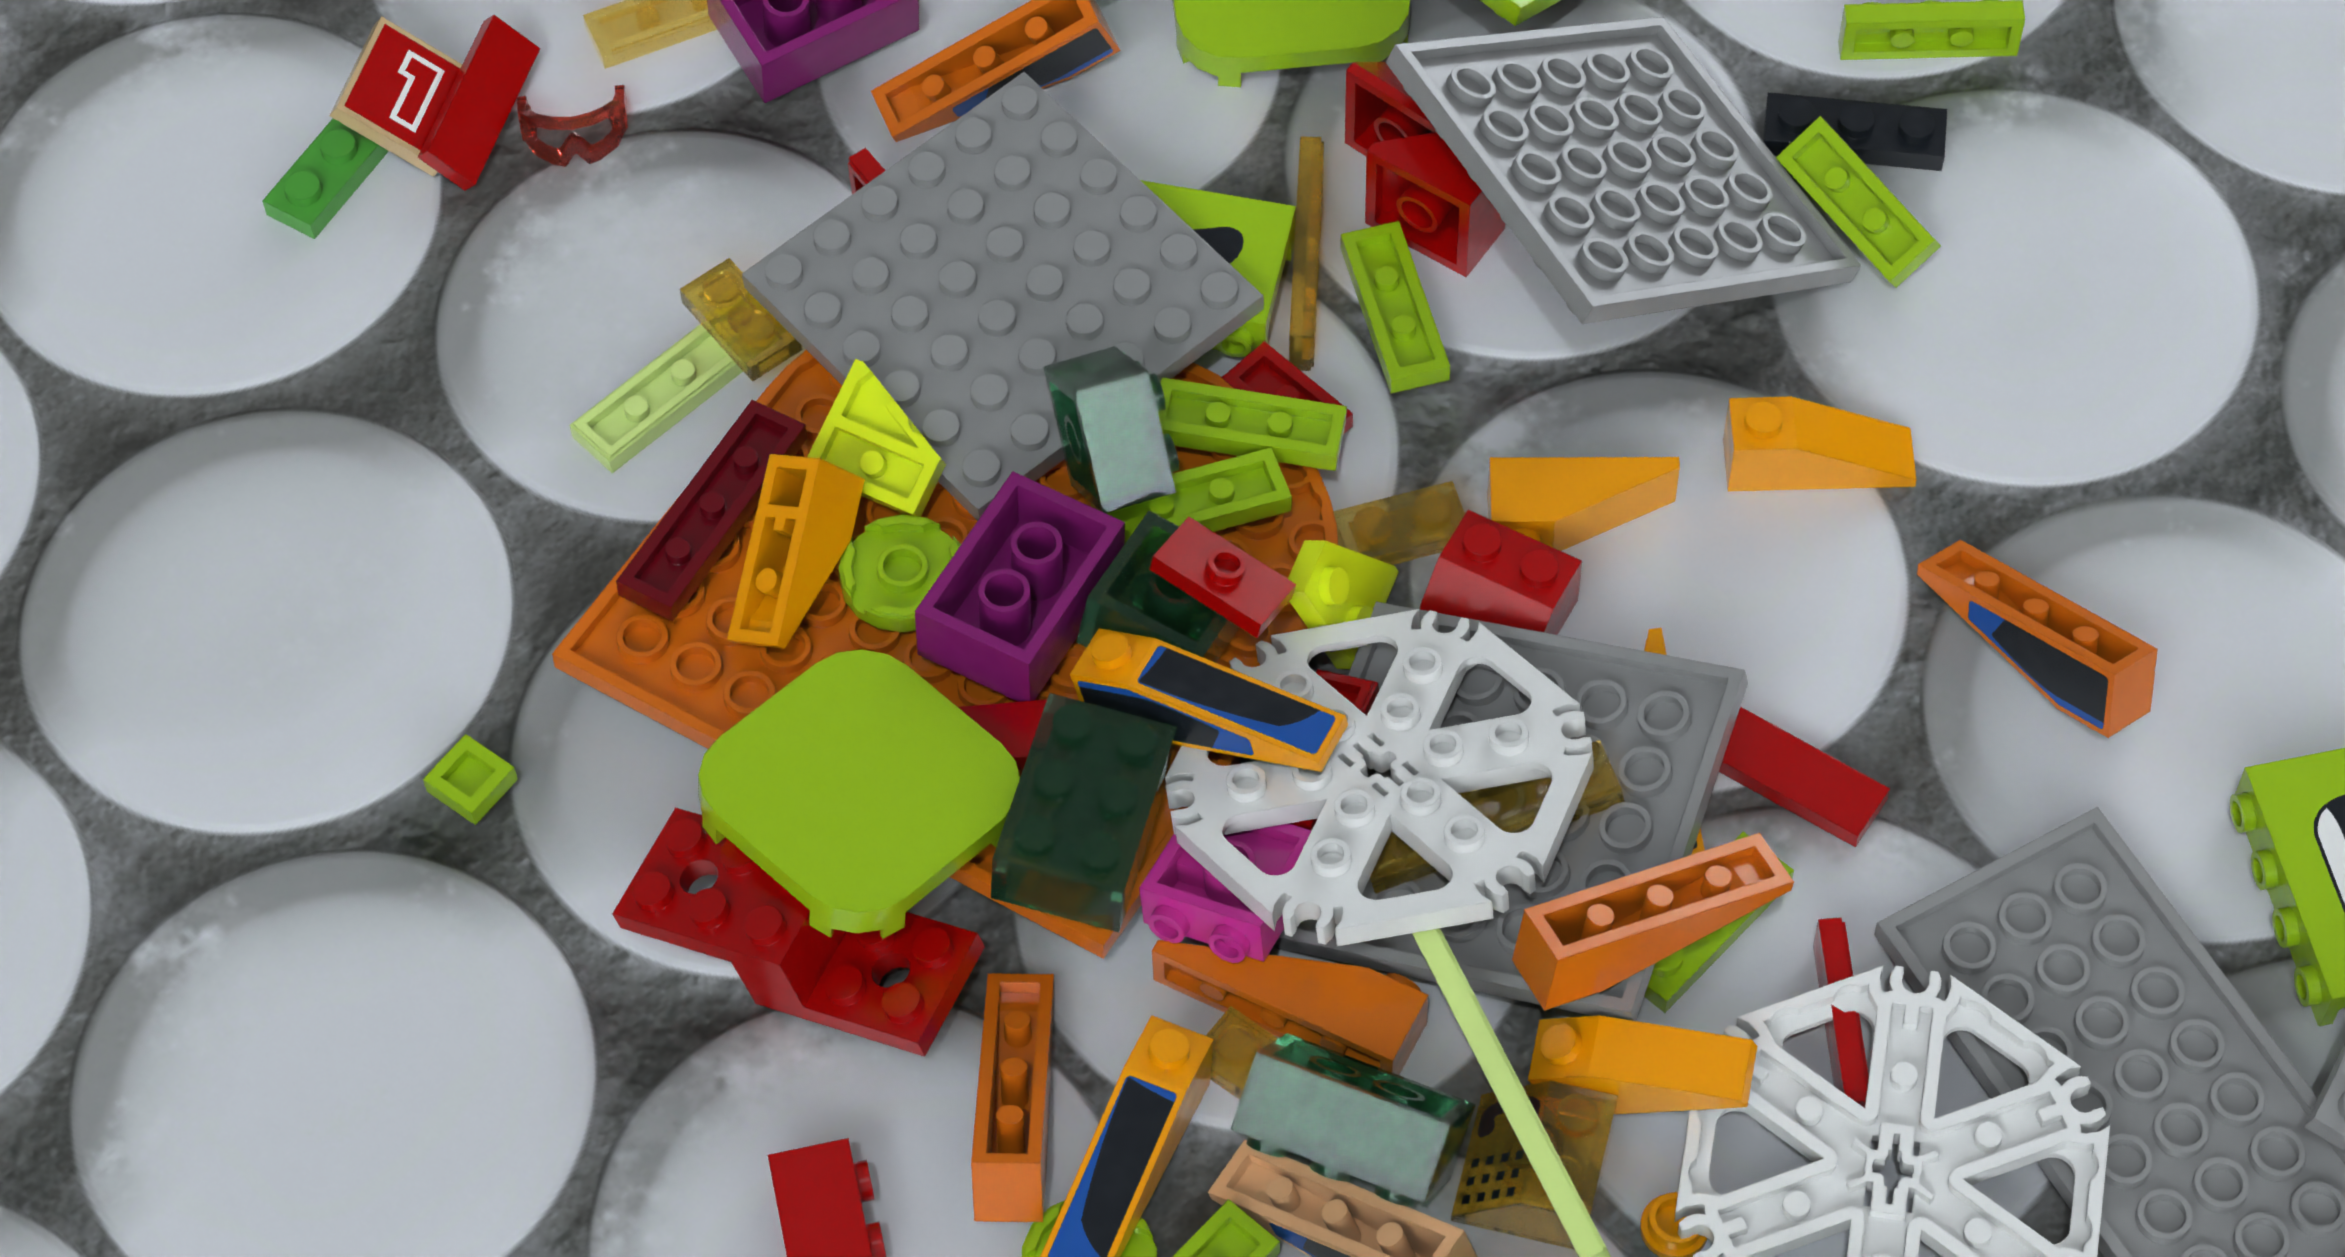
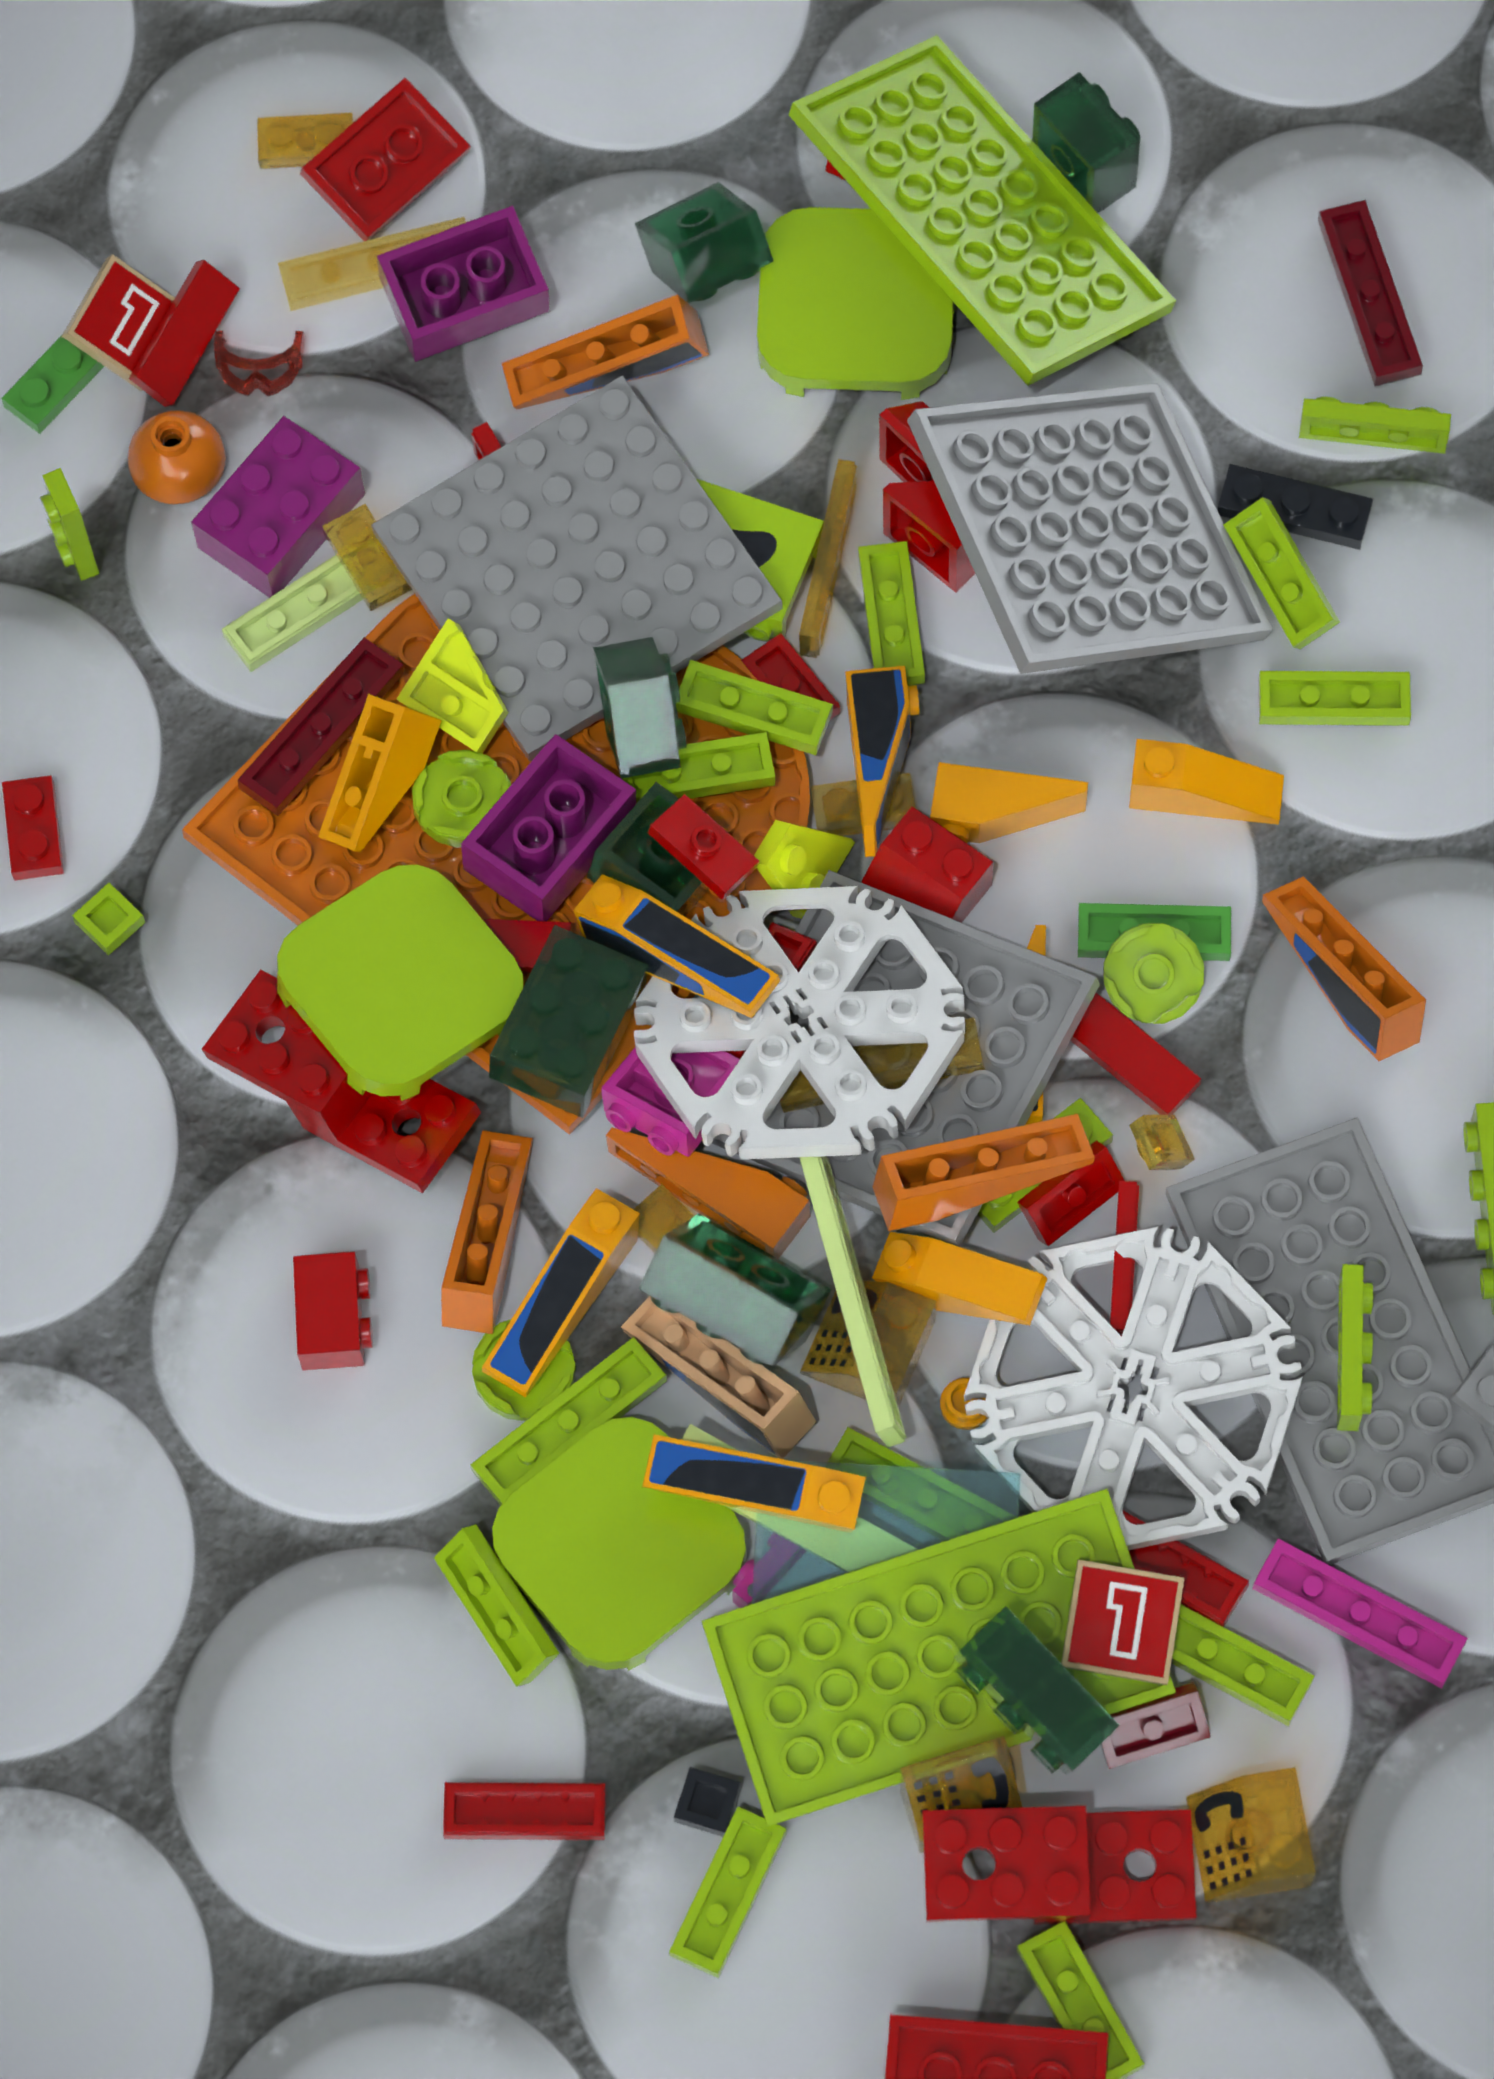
camera: 10 degrees right, 10 degrees up
(359, 686) = (32, 828): none -> red plate
(364, 318) = (67, 525): none -> lime plate
(487, 239) = (180, 471): none -> orange piece
(617, 277) = (275, 505): none -> magenta brick
(1403, 423) = (880, 734): none -> slope
(1756, 951) = (1069, 1198): none -> red plate
(1794, 624) = (1205, 925): none -> bright green plate
(1805, 670) = (1153, 973): none -> lime tile
(1857, 870) = (1161, 1142): none -> clear yellow plate
(1953, 332) = (1334, 698): none -> lime plate
(2163, 1082) = (1353, 1347): none -> lime plate

